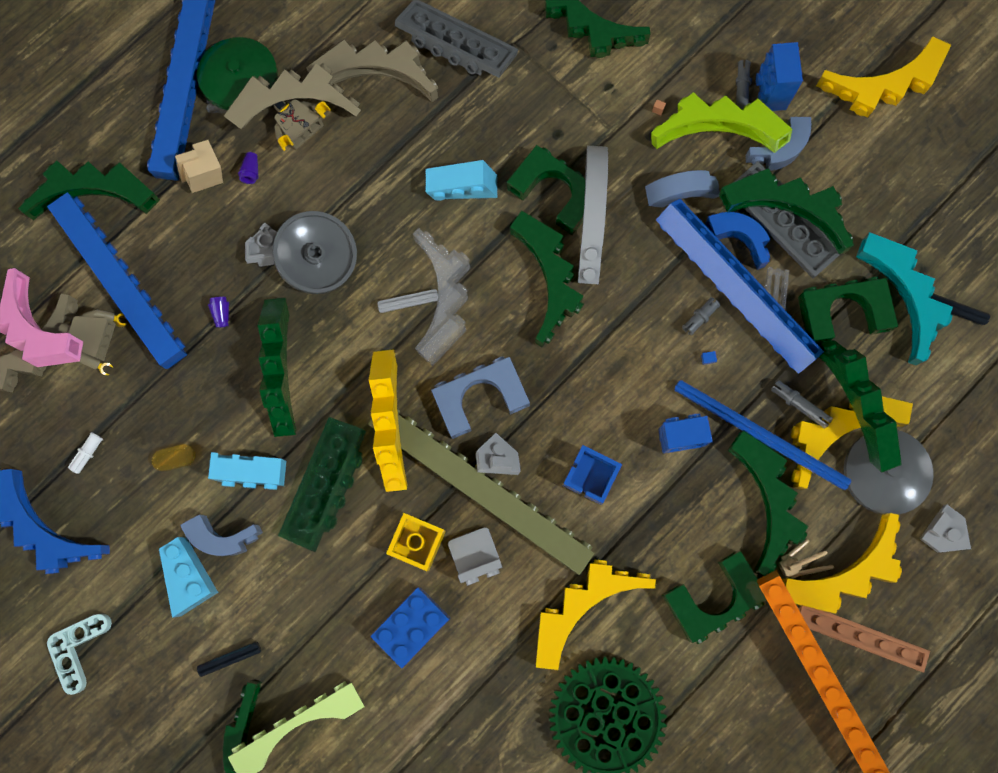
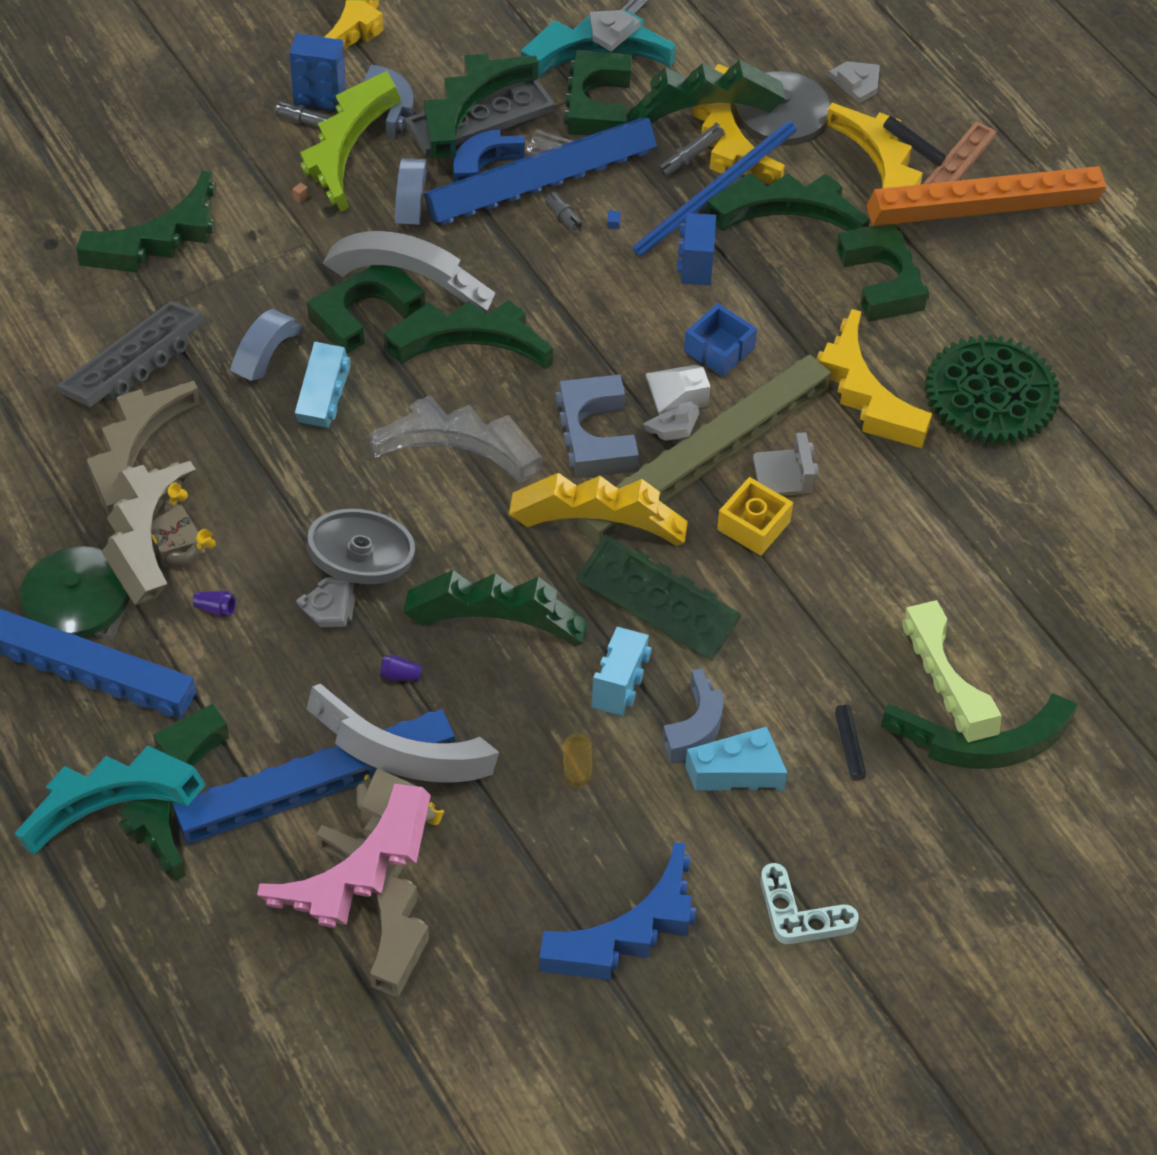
camera: 85 degrees left, 25 degrees down
(73, 166) = (111, 782): none -> teal arch
(85, 453) = (542, 855): white axle -> none
(123, 334) = (399, 755): none -> light grey arch
(199, 167) = (197, 644): tan plate -> none
(407, 301) = (452, 474): light grey axle -> none
(410, 627) = (853, 544): blue brick -> none
(492, 124) = (261, 341): none -> sand blue arch
(541, 451) = (679, 386): none -> white slope
(791, 566) = (862, 198): tan plant -> none
(875, 599) = (917, 142): none -> black axle
(922, 301) = (612, 27): none -> light grey plate

